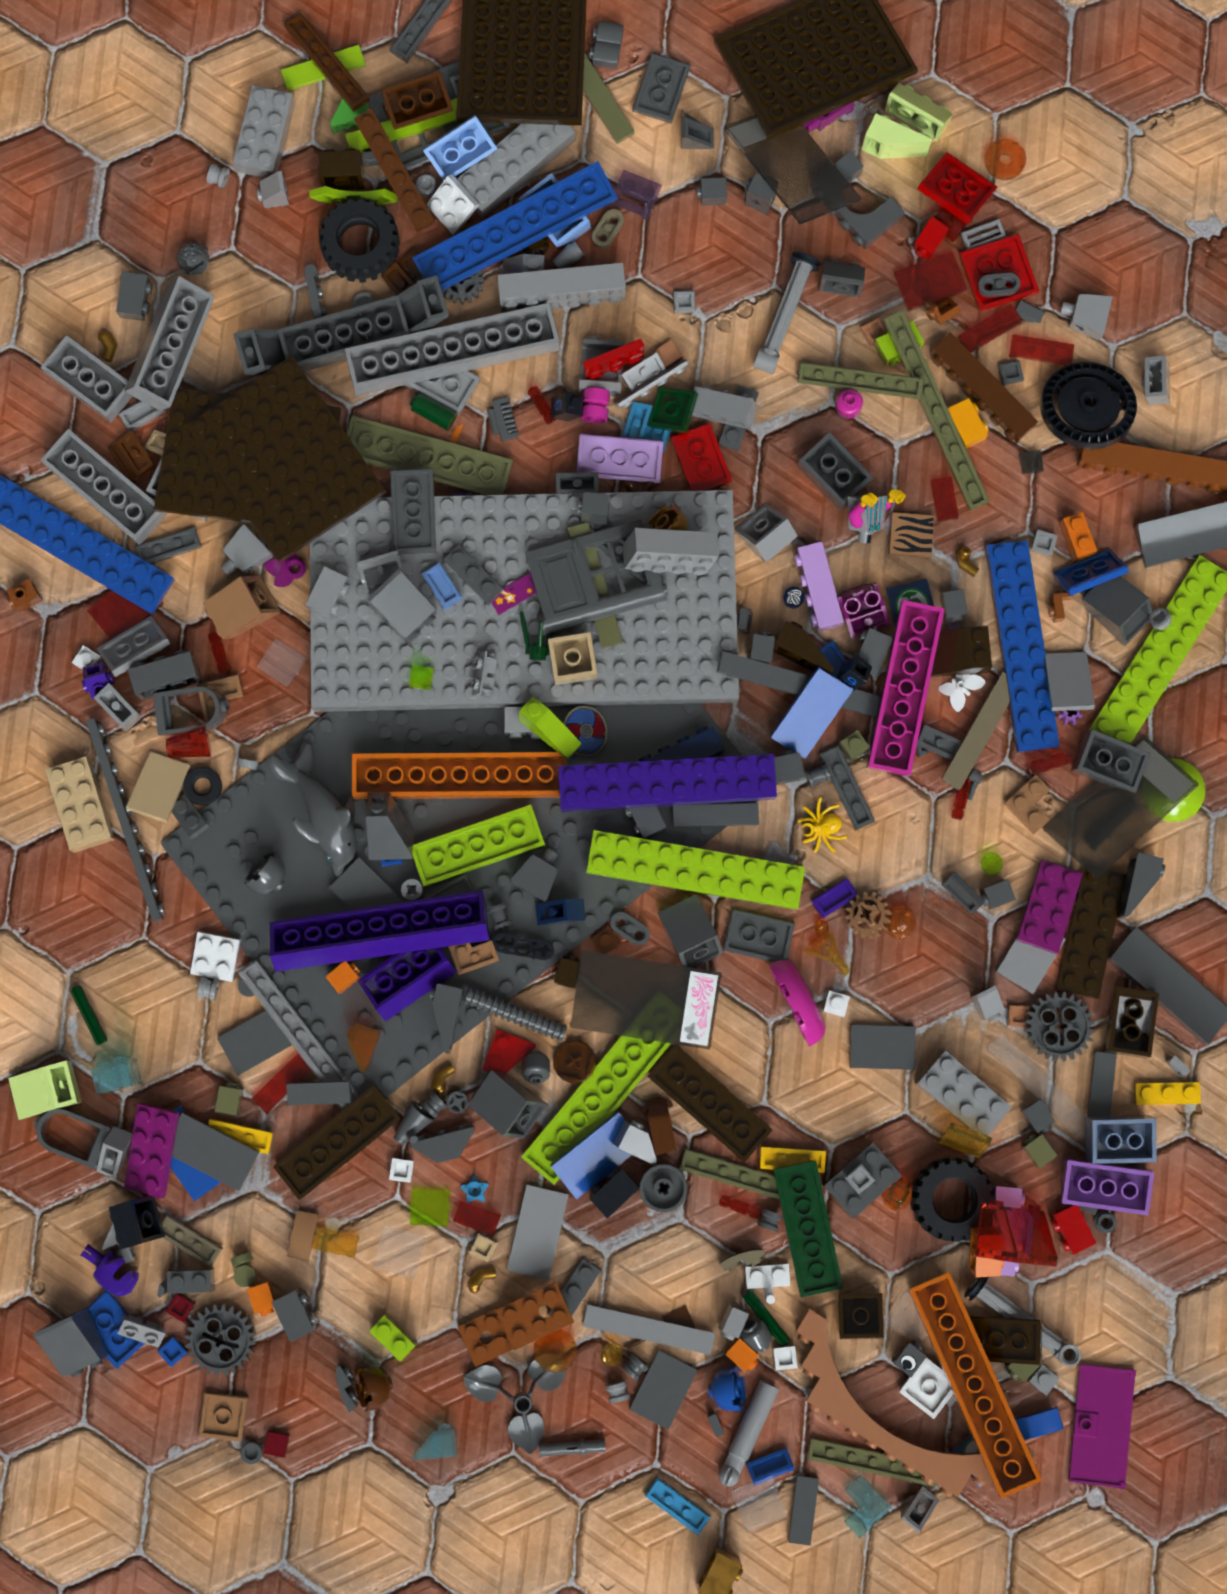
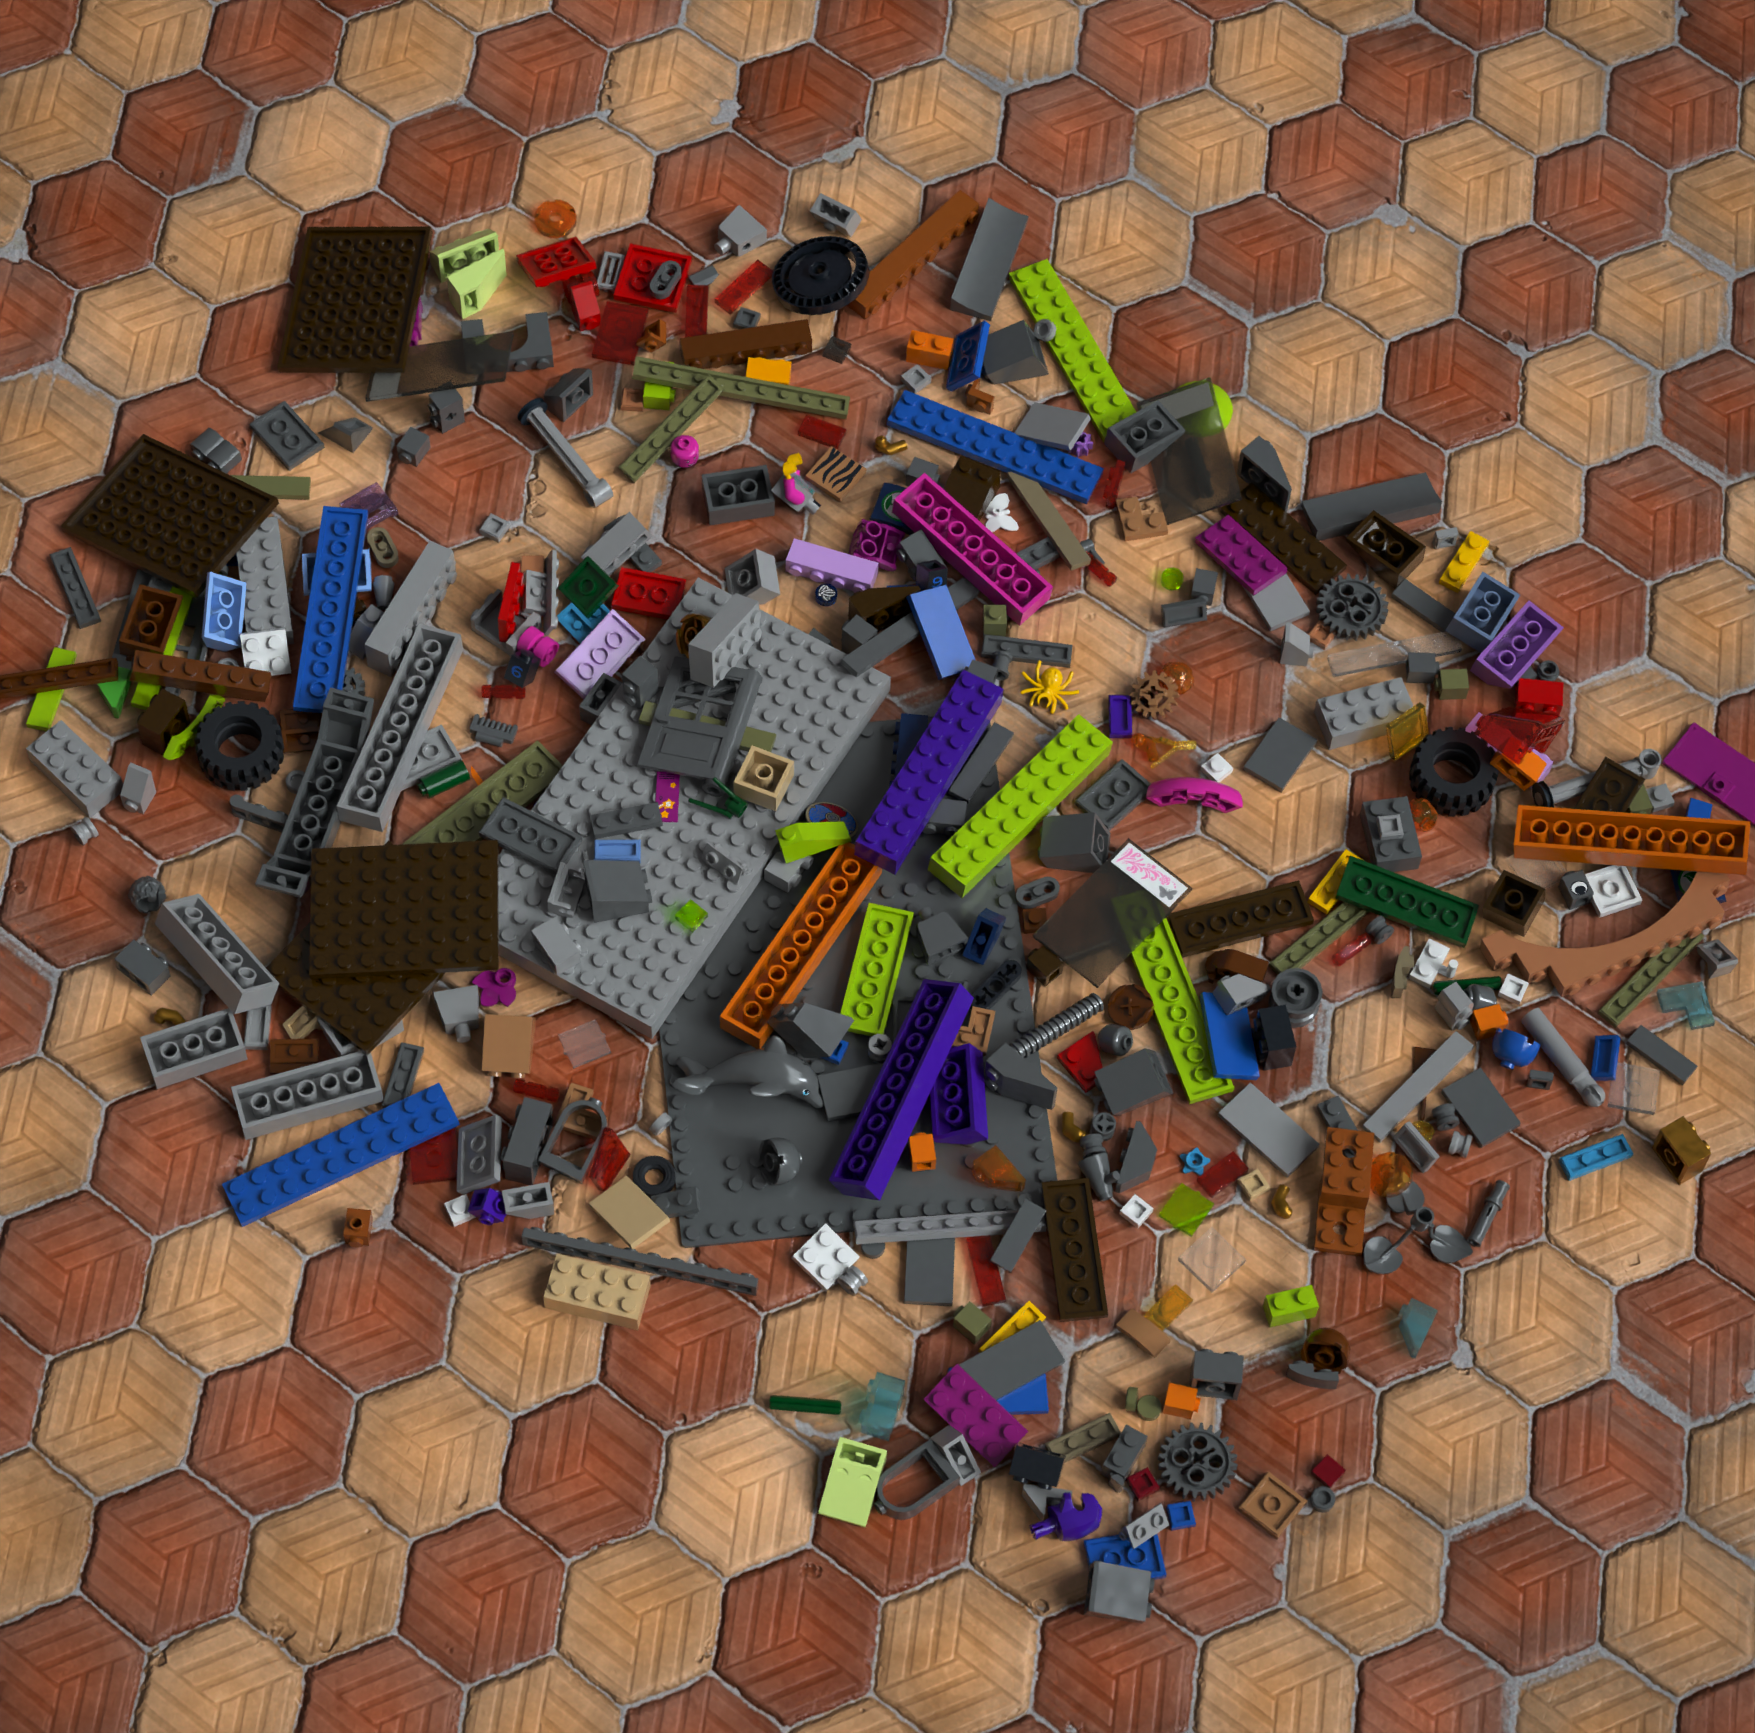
camera: 60 degrees left, 20 degrees down
(592, 1358) = (1416, 1147): none -> light grey tile

